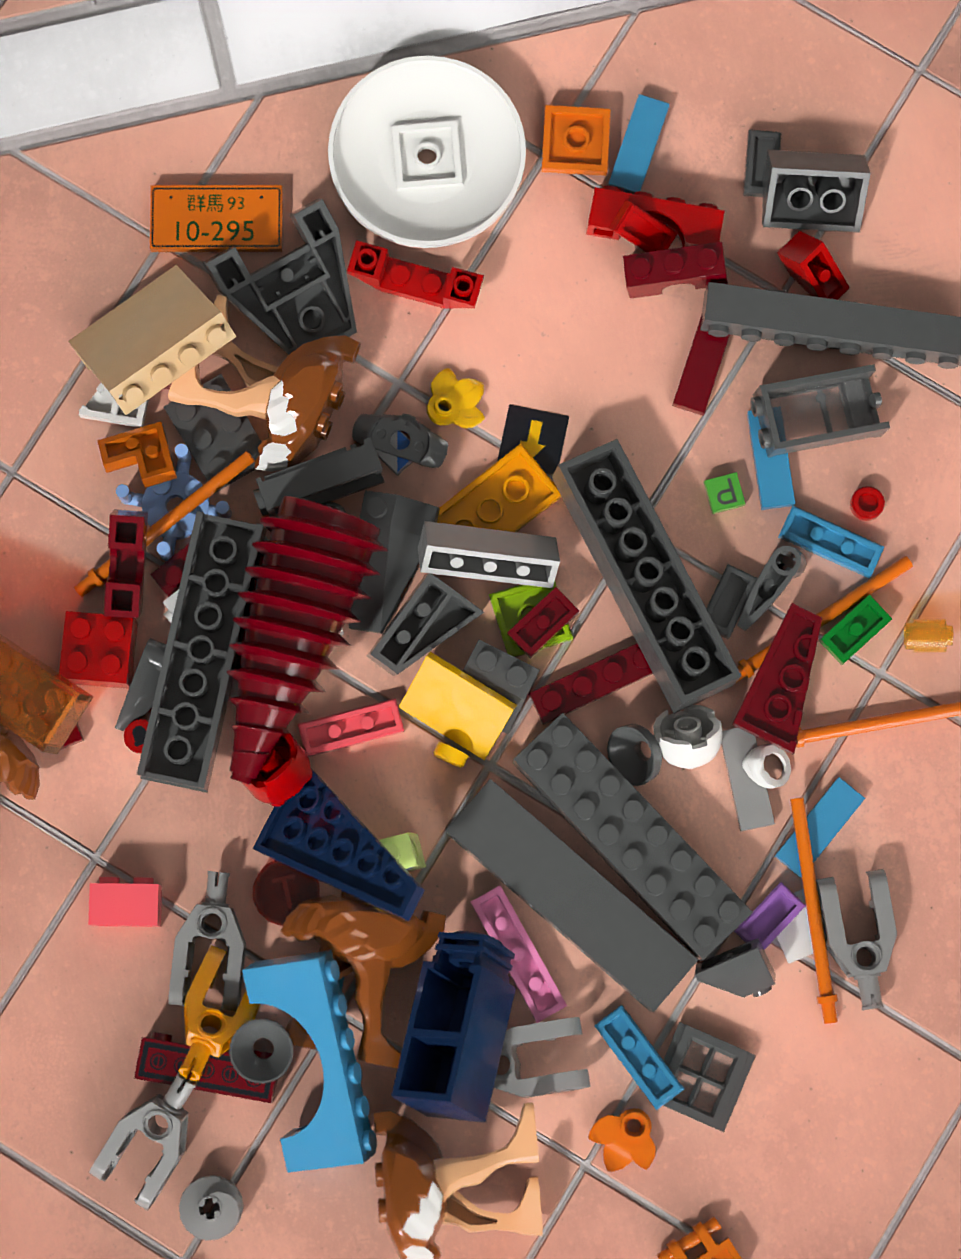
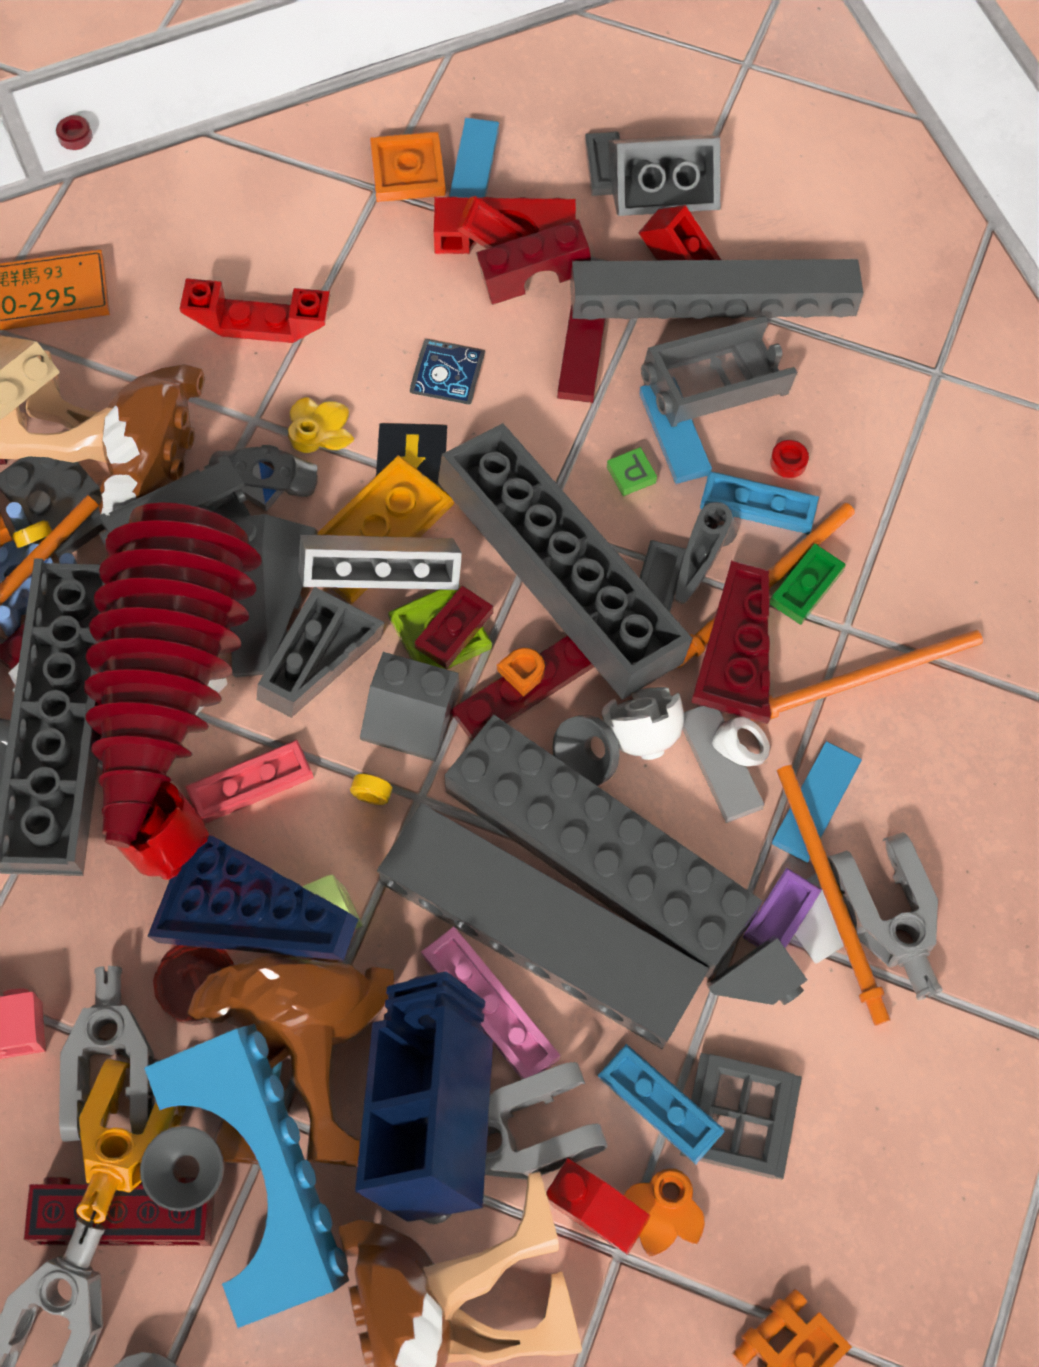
camera: 10 degrees left, 15 degrees down
(194, 474) = (31, 533): none -> yellow tile
(269, 47) = (74, 132): none -> dark red tile
(297, 294) = (126, 340): dark grey wedge -> none
(432, 107) = (241, 154): white dish -> none
(457, 705) = (370, 732): yellow tile -> none
(574, 1130) = (597, 1206): none -> red slope
(578, 361) = (447, 371): none -> sticker
(594, 671) = (522, 669): none -> orange tile
(928, 635) = (889, 576): clear yellow brick -> none

